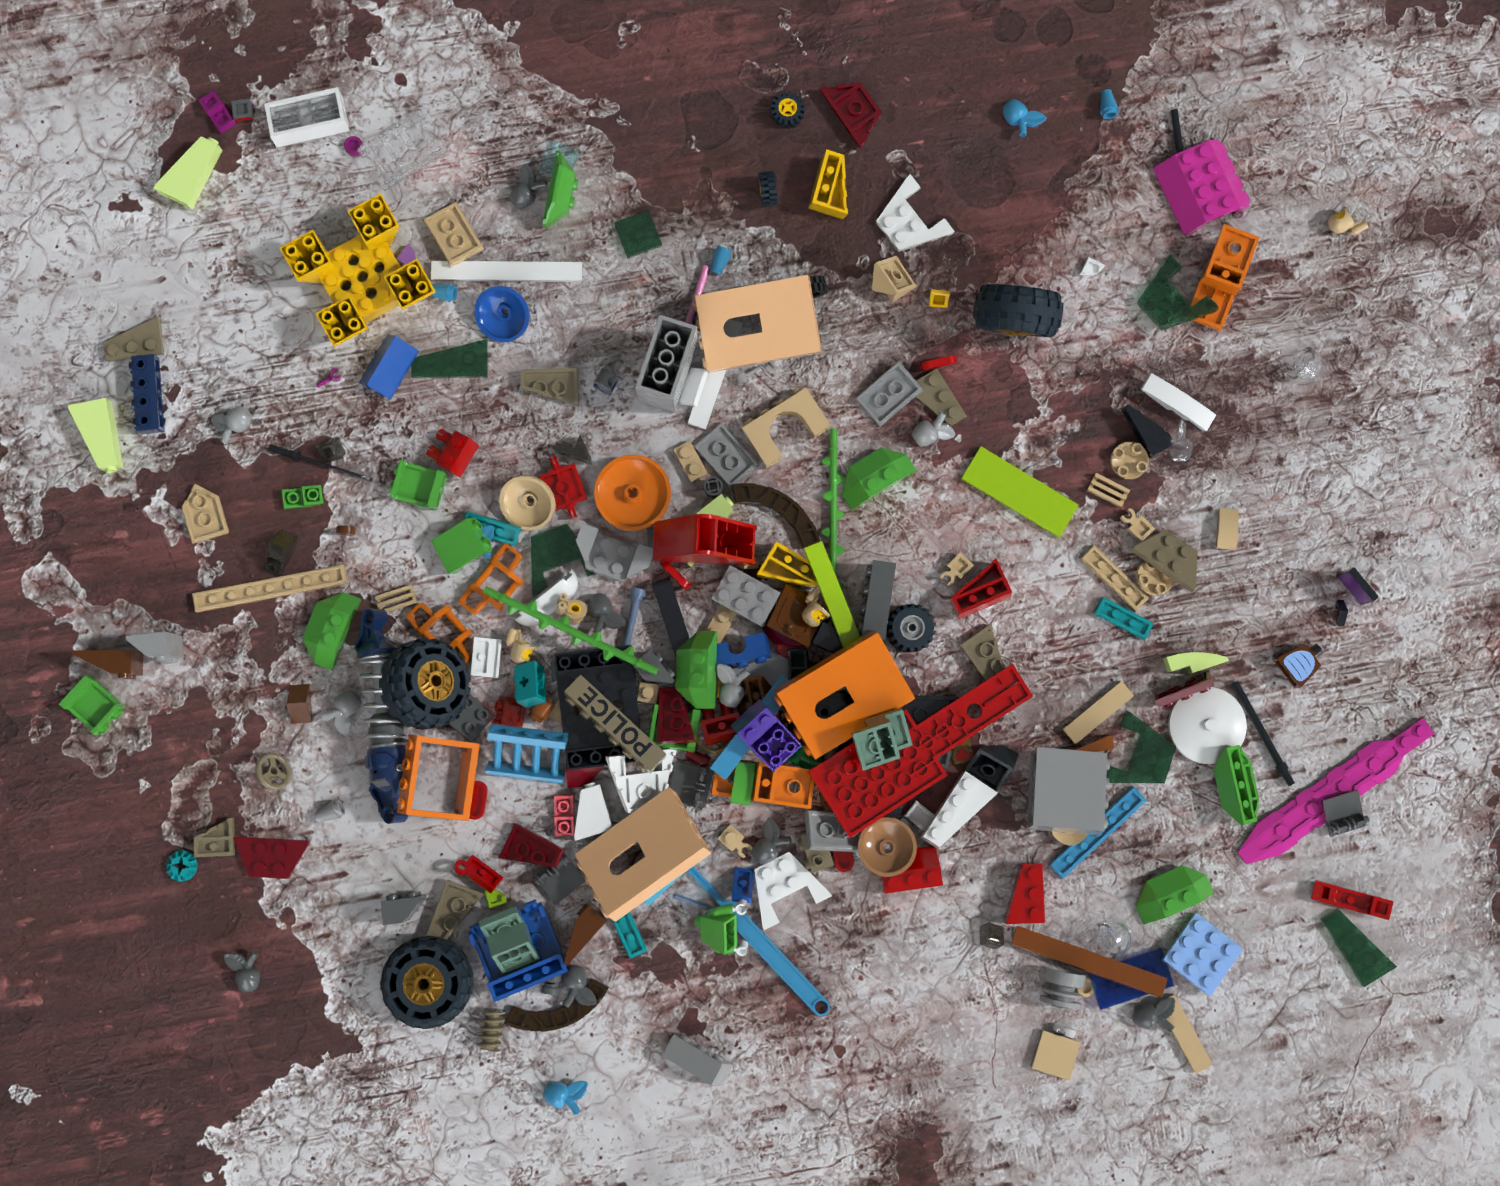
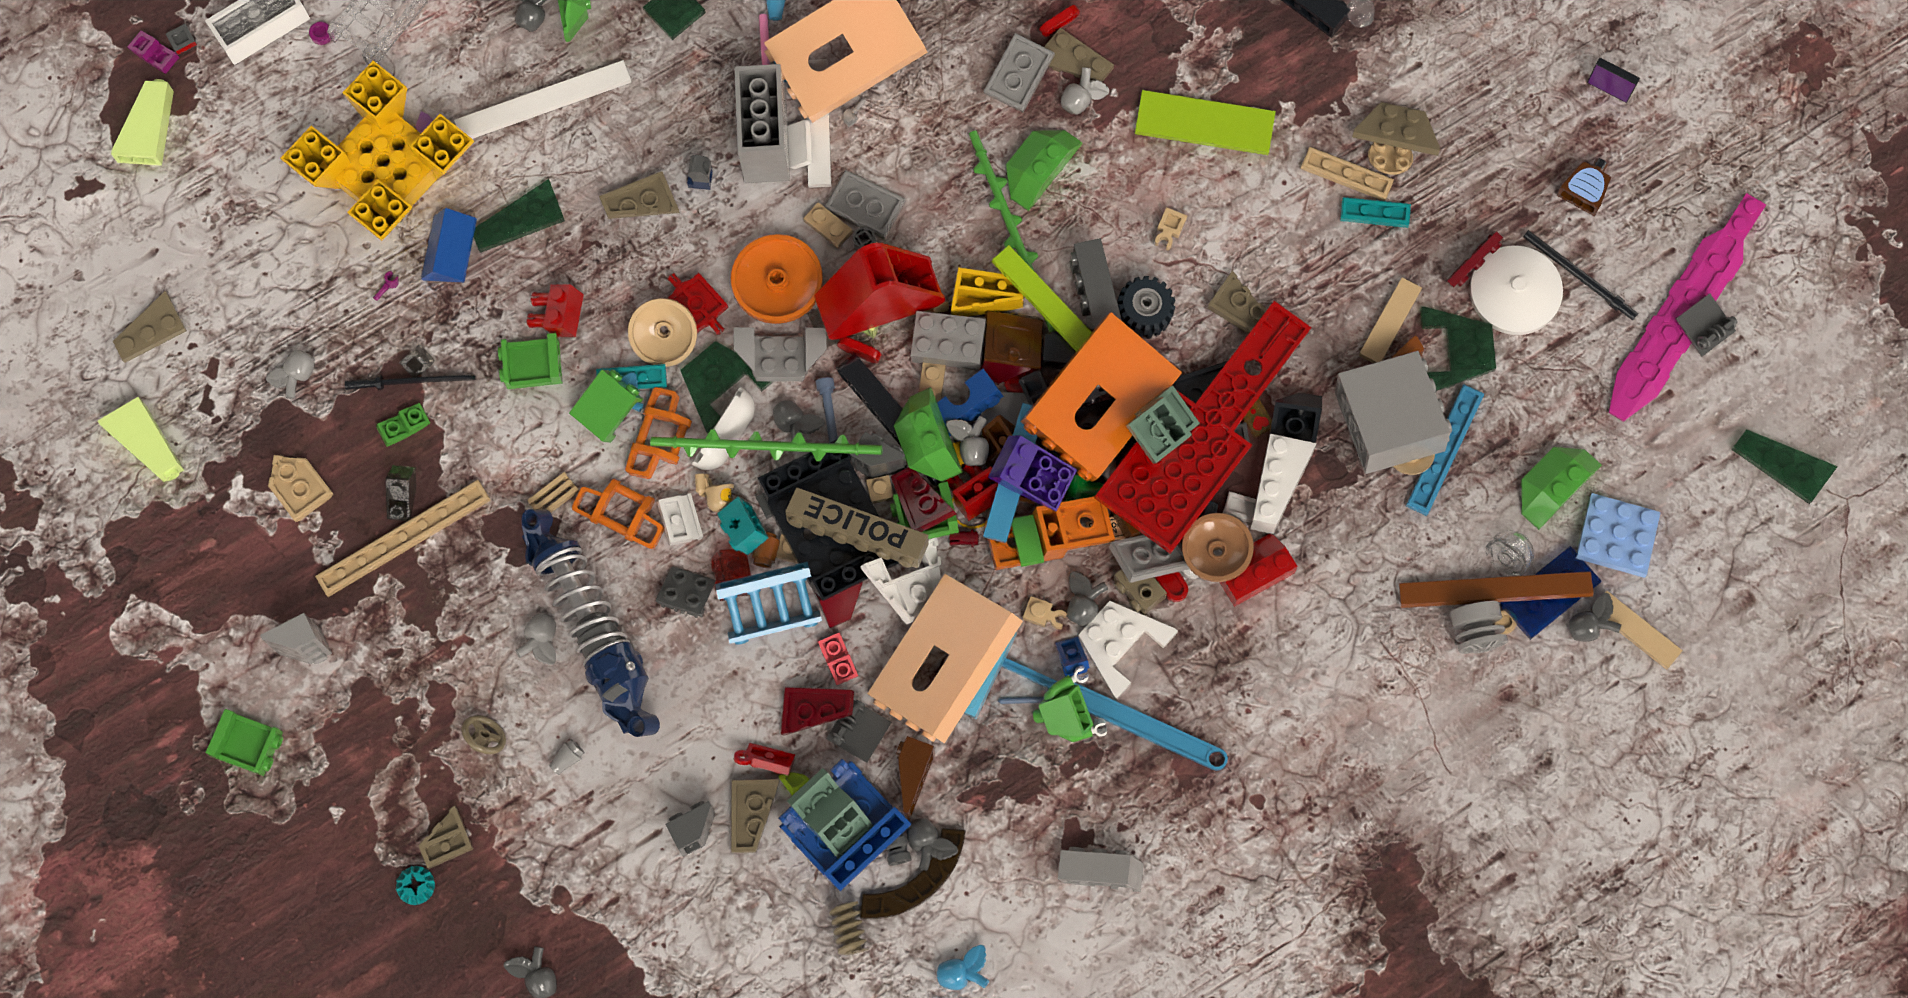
camera: 15 degrees left, 10 degrees down
(124, 663) = (256, 679): reddish brown slope -> none
(147, 394) = (183, 377): dark blue brick -> none
(270, 856) = (516, 834): dark red wing -> none
(300, 703) = (486, 651): reddish brown slope -> none
(329, 628) = (488, 555): bright green wedge -> none
(345, 530) = (467, 441): reddish brown tile -> none
(424, 683) = (623, 563): black wheel -> none
(445, 292) = (482, 147): dark azure cone -> none
(448, 977) = (760, 926): black wheel -> none
(453, 234) = (468, 83): tan tile -> none
(465, 781) = (709, 659): orange window -> none
(479, 800) = (730, 681): red tile -> none
(494, 321) = (540, 145): blue dish -> none
(574, 609) = (763, 424): tan piece -> none
(579, 452) = (699, 261): clear smoke slope -> none
(592, 812) = (869, 642): white slope -> none
(630, 935) = (962, 761): teal tile -> none
(691, 783) = (970, 567): dark grey hinge -> none
(780, 503) = (947, 232): dark brown tile -> none
(800, 405) = (925, 120): tan arch -> none
(814, 612) = (1031, 325): tan piece -> none
(982, 592) = (1208, 240): red wedge -> none
(991, 935) = (1375, 605): clear smoke slope -> none
(1027, 897) = (1397, 545): red wedge -> none
(1055, 1055) = (1503, 709): tan tile -> none
(1069, 1032) = (1501, 677): white tile -> none
(1109, 482) = (1285, 80): tan tile -> none
(1129, 460) = (1310, 45): tan dish -> none
(1139, 528) = (1350, 110): tan plate -> none
(1193, 661) = (1471, 227): yellowish green slope -> none
(1227, 528) = (1448, 76): tan slope -> none
(1237, 785) = (1574, 336): bright green wedge -> none
(1343, 611) = (1610, 115): black tile -> none
(1352, 900) = (1756, 414): red slope -> none

